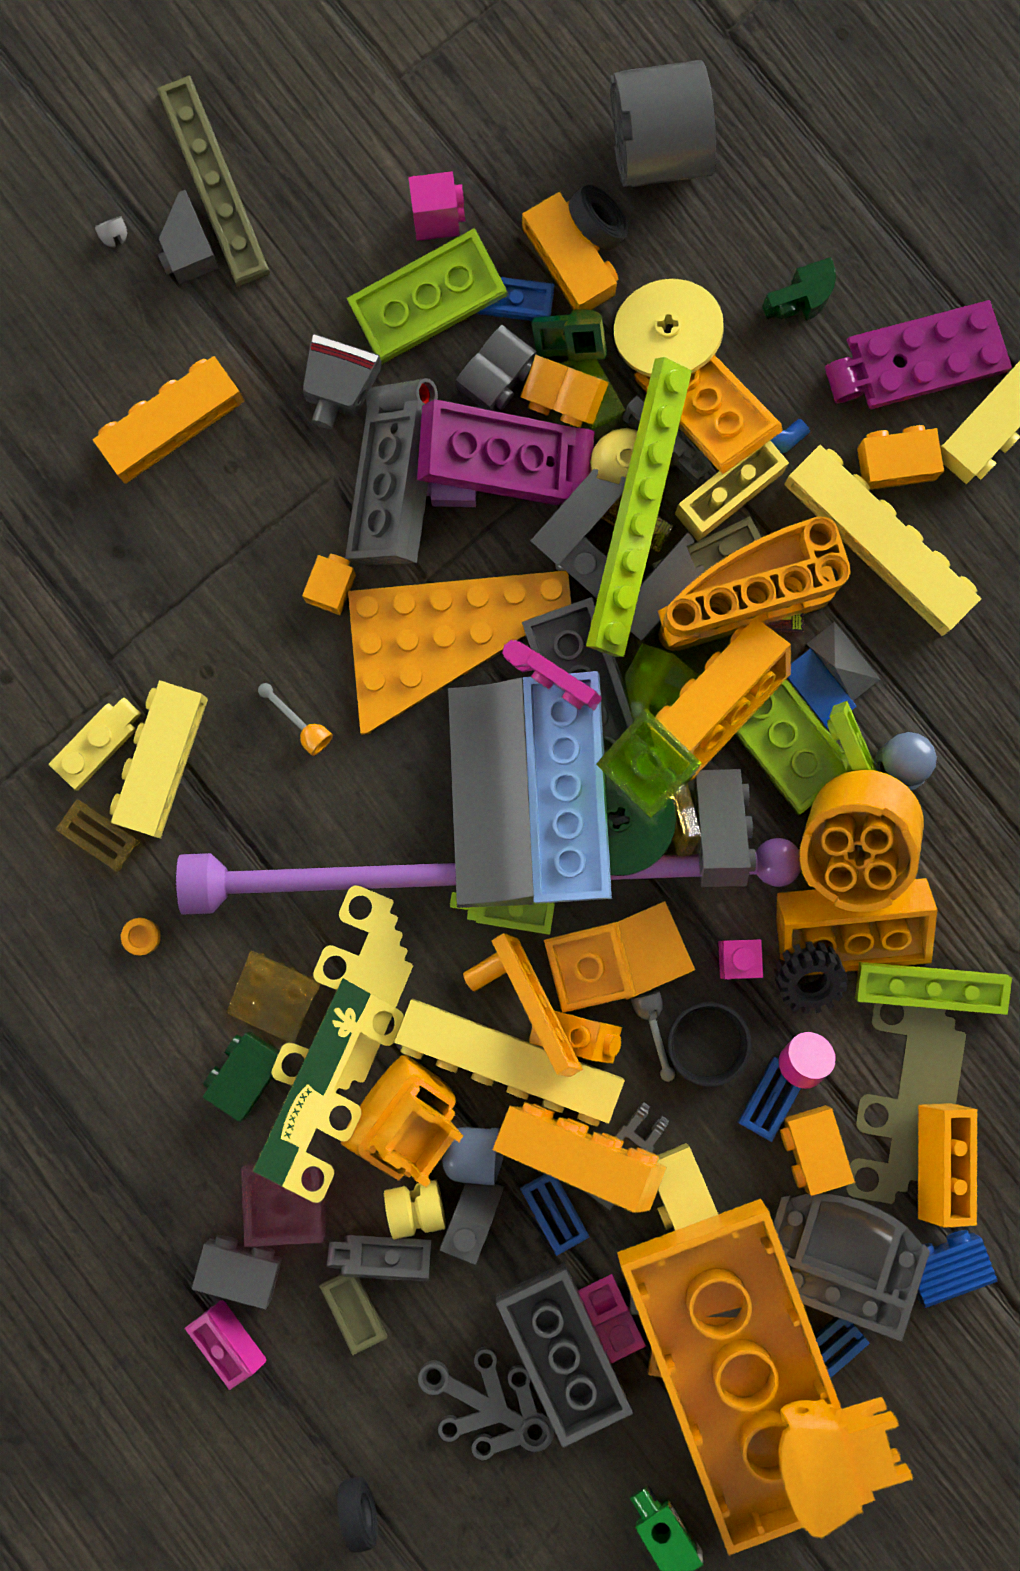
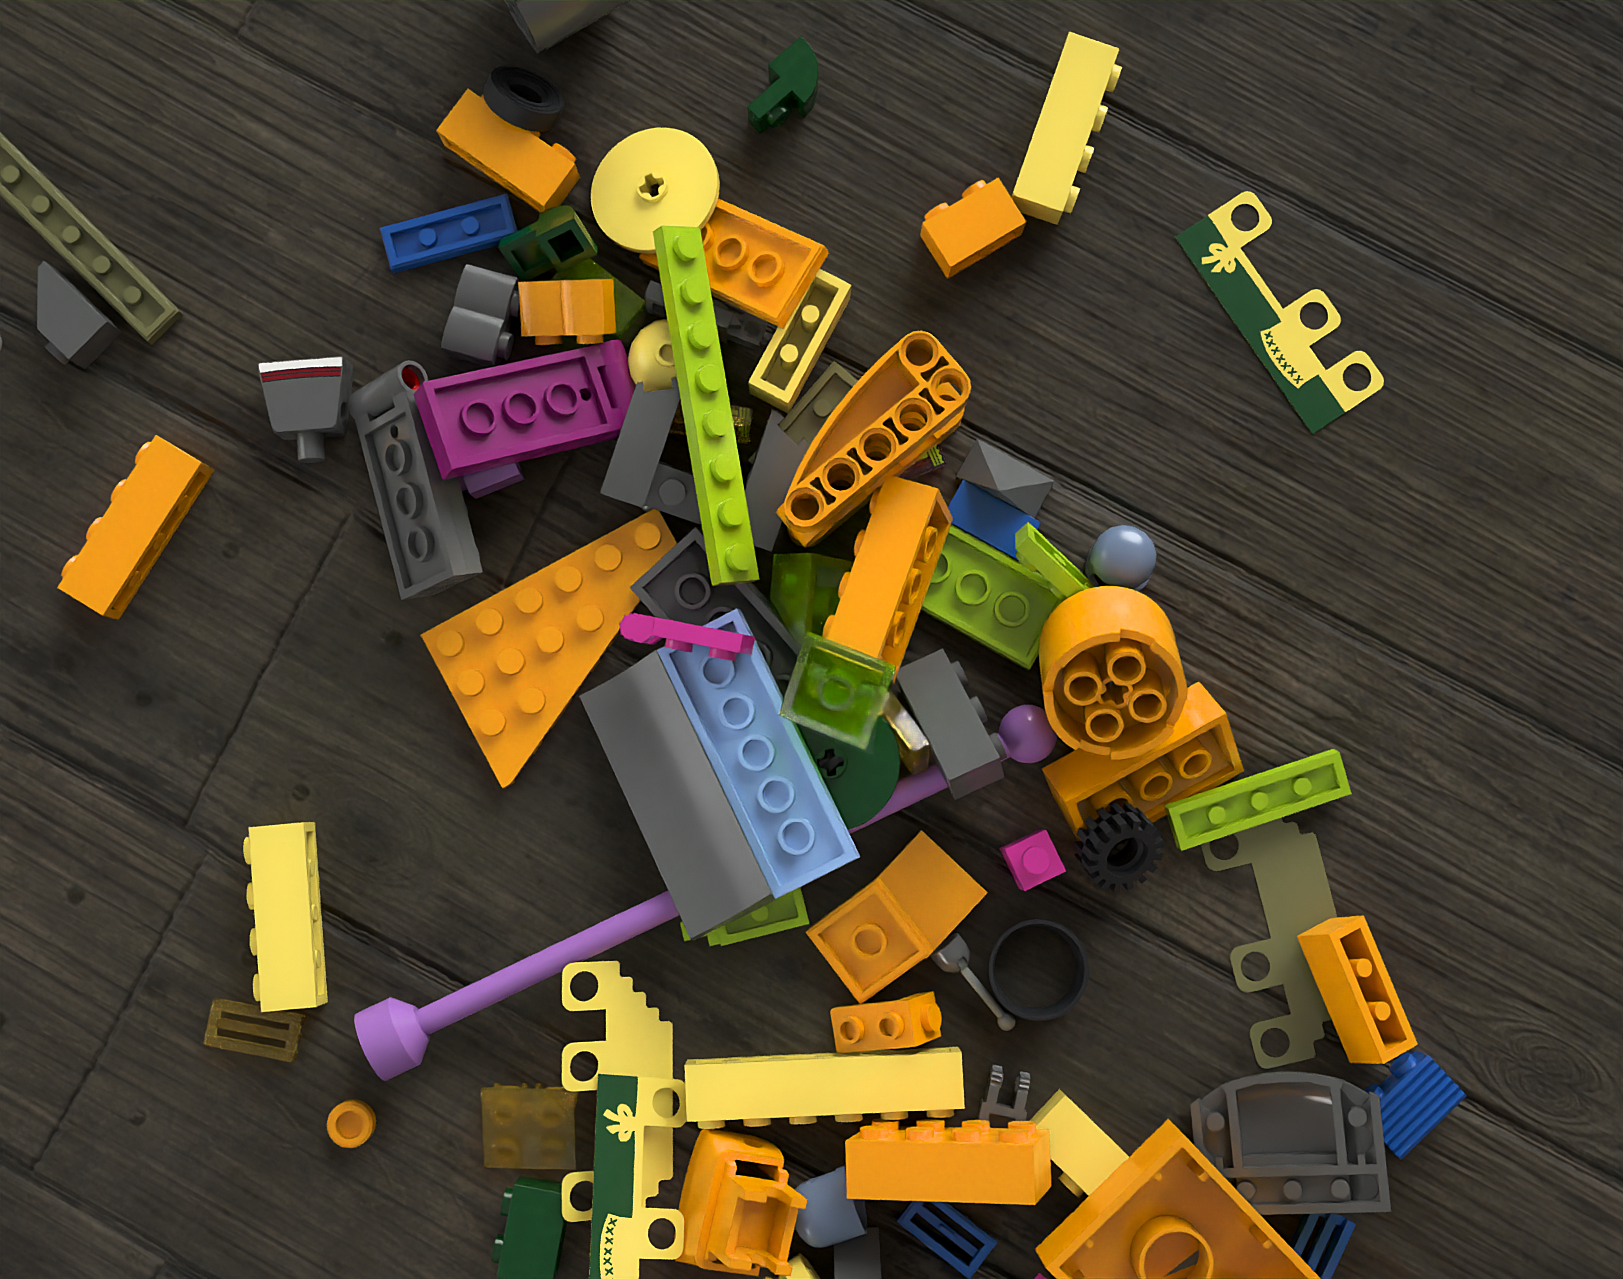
camera: 25 degrees left, 0 degrees up
(96, 743) = (208, 927): light yellow hinge -> none
(313, 736) = (450, 815): hinge -> none
(329, 583) = (396, 634): light orange brick -> none
(427, 296) = (370, 266): lime tile -> none
(436, 205) = (335, 161): dark pink brick -> none
(512, 959) = (782, 971): light orange piece -> none
(756, 1127) = (1129, 1037): blue tile -> none
(791, 436) = (841, 253): blue arm -> none
(807, 1060) = (1153, 940): piece -> none
(817, 1151) = (1207, 1035): light orange brick -> none
(883, 540) = (991, 326): light yellow brick -> none
(937, 355) = (962, 91): magenta hinge -> none

